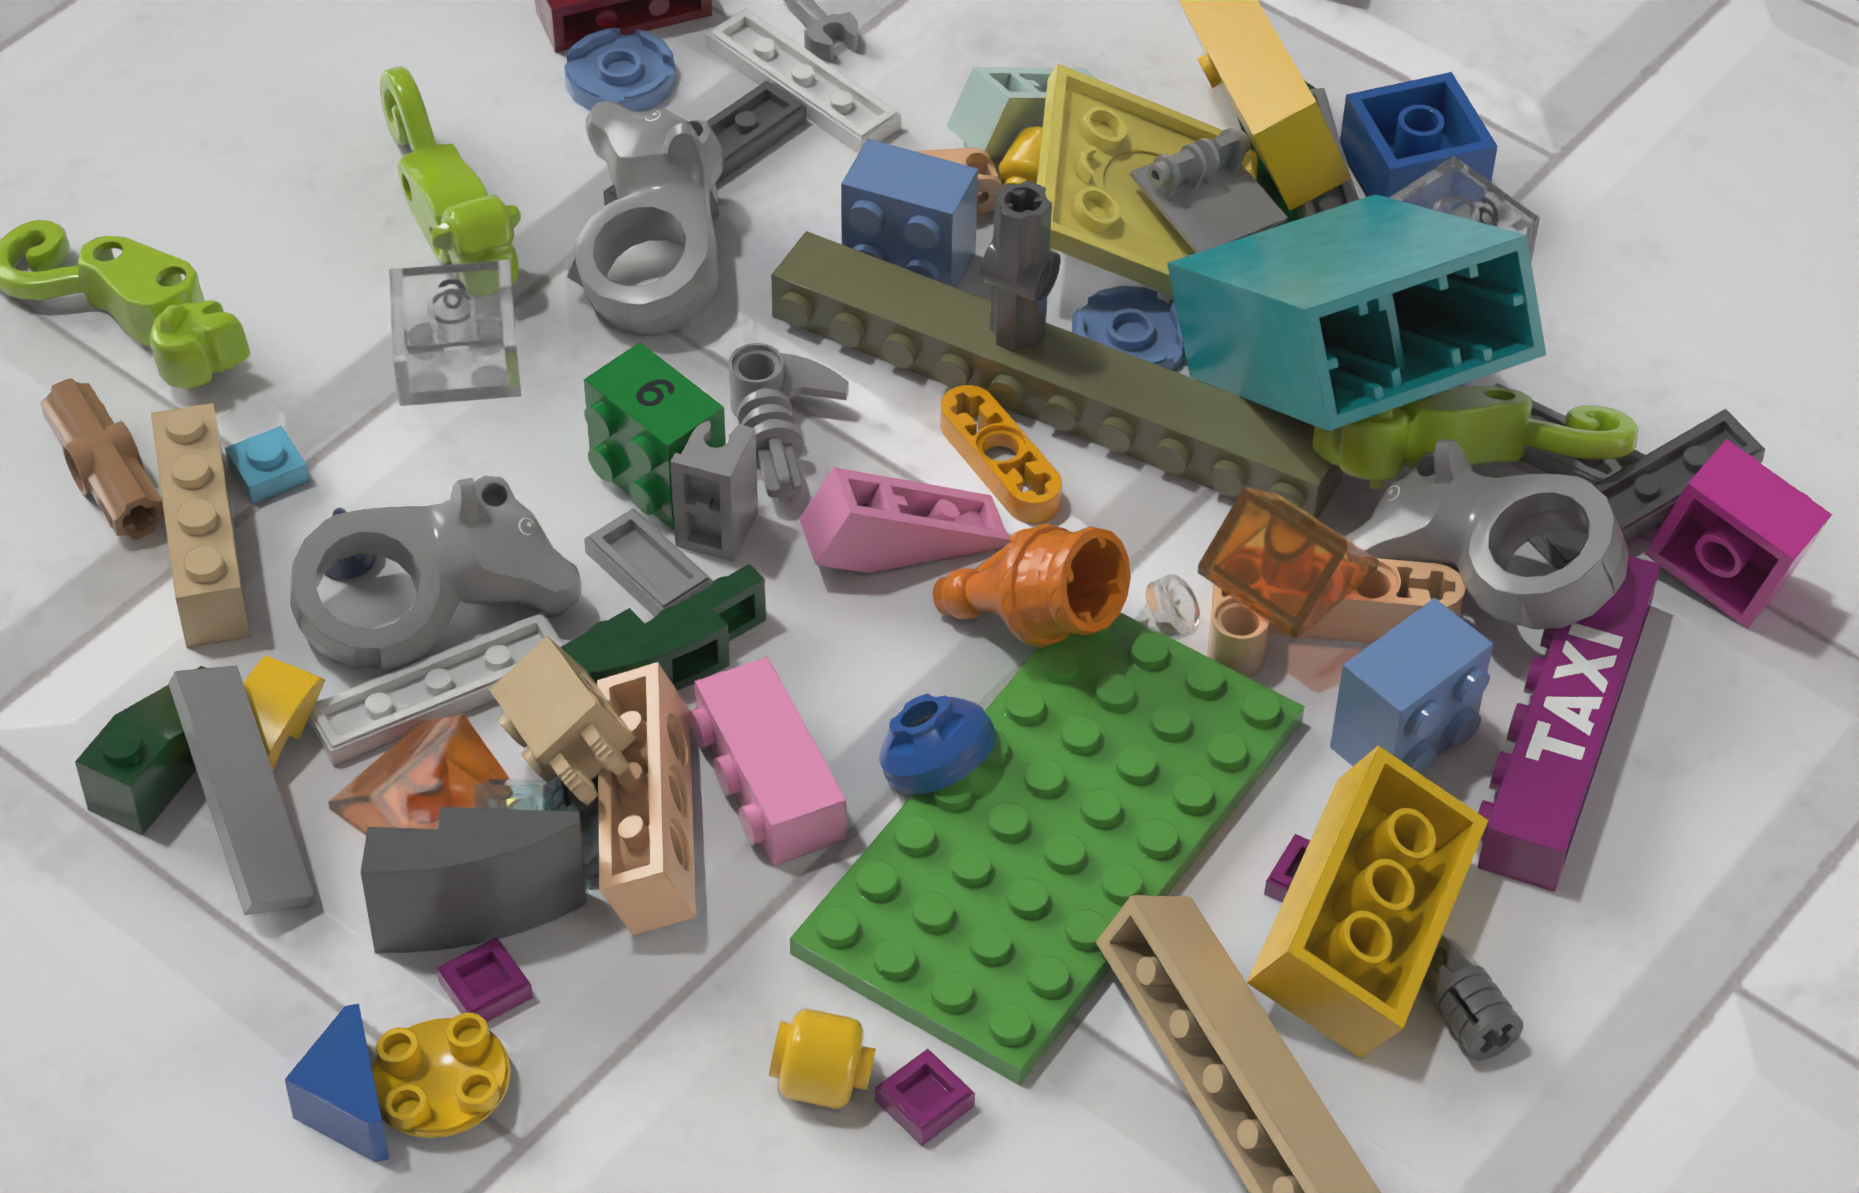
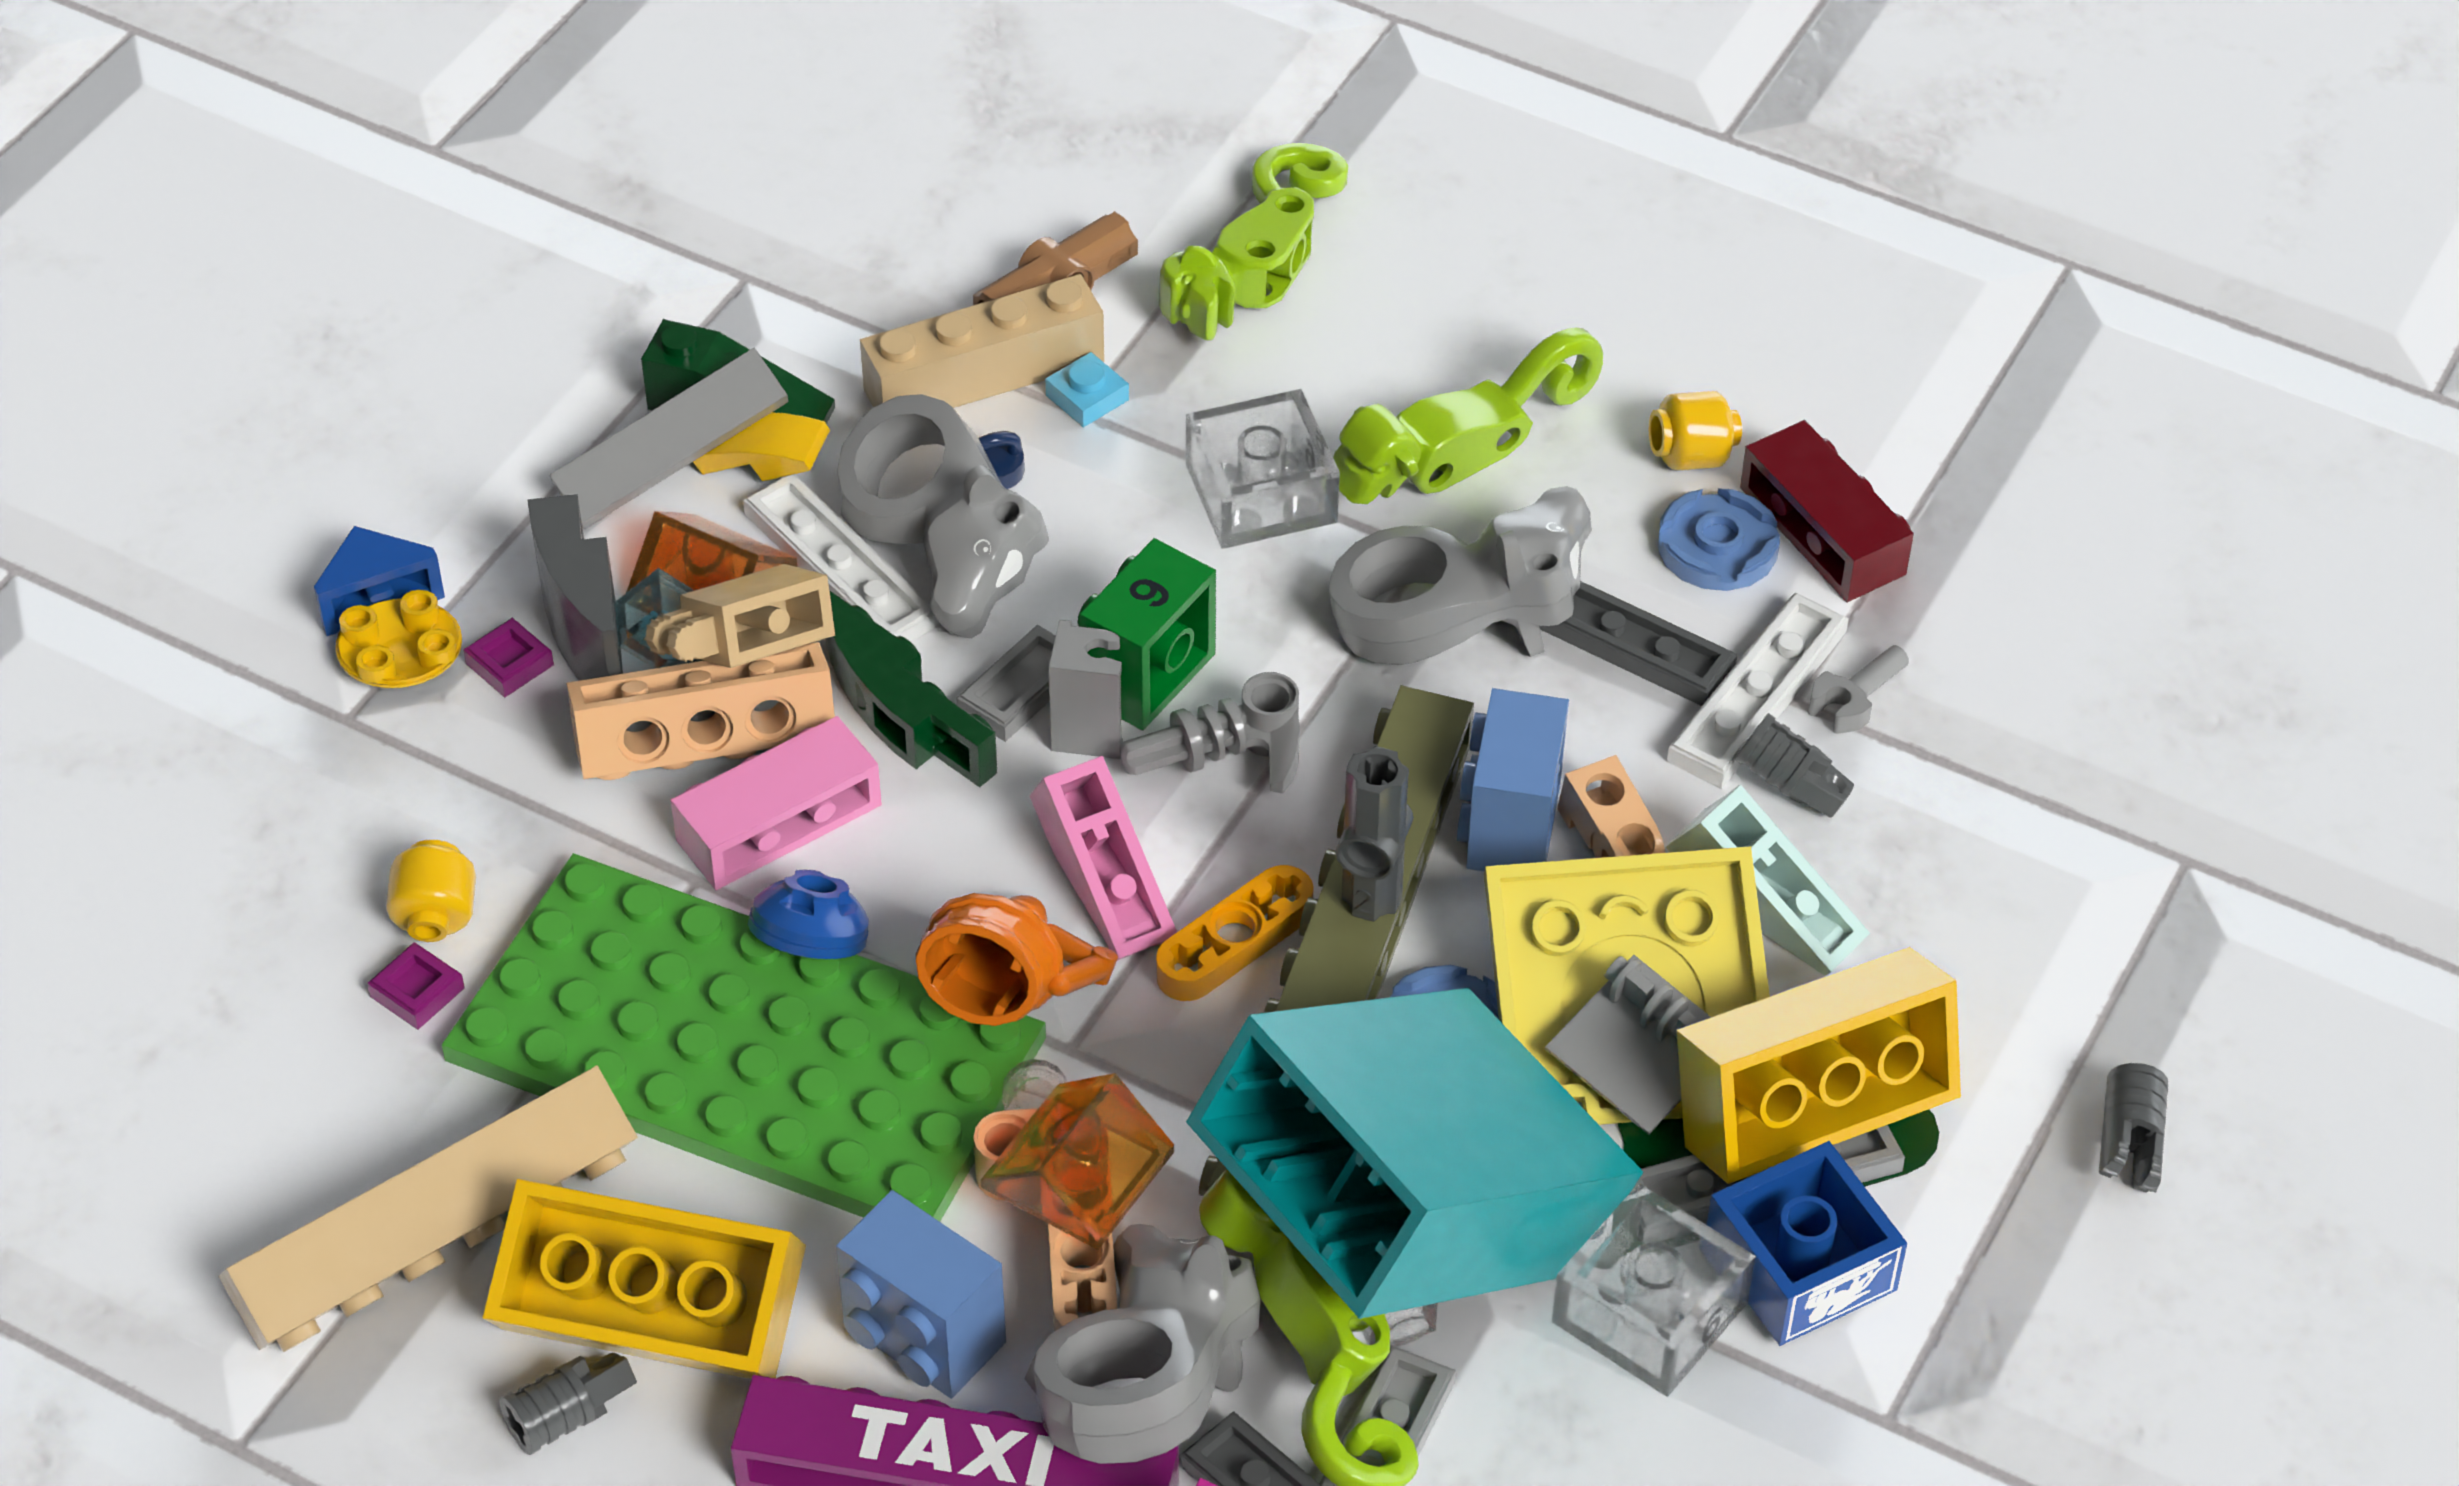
camera: 80 degrees right, 0 degrees up
(500, 50) = (1694, 430): none -> yellow head
(907, 67) = (1795, 767): none -> dark grey hinge

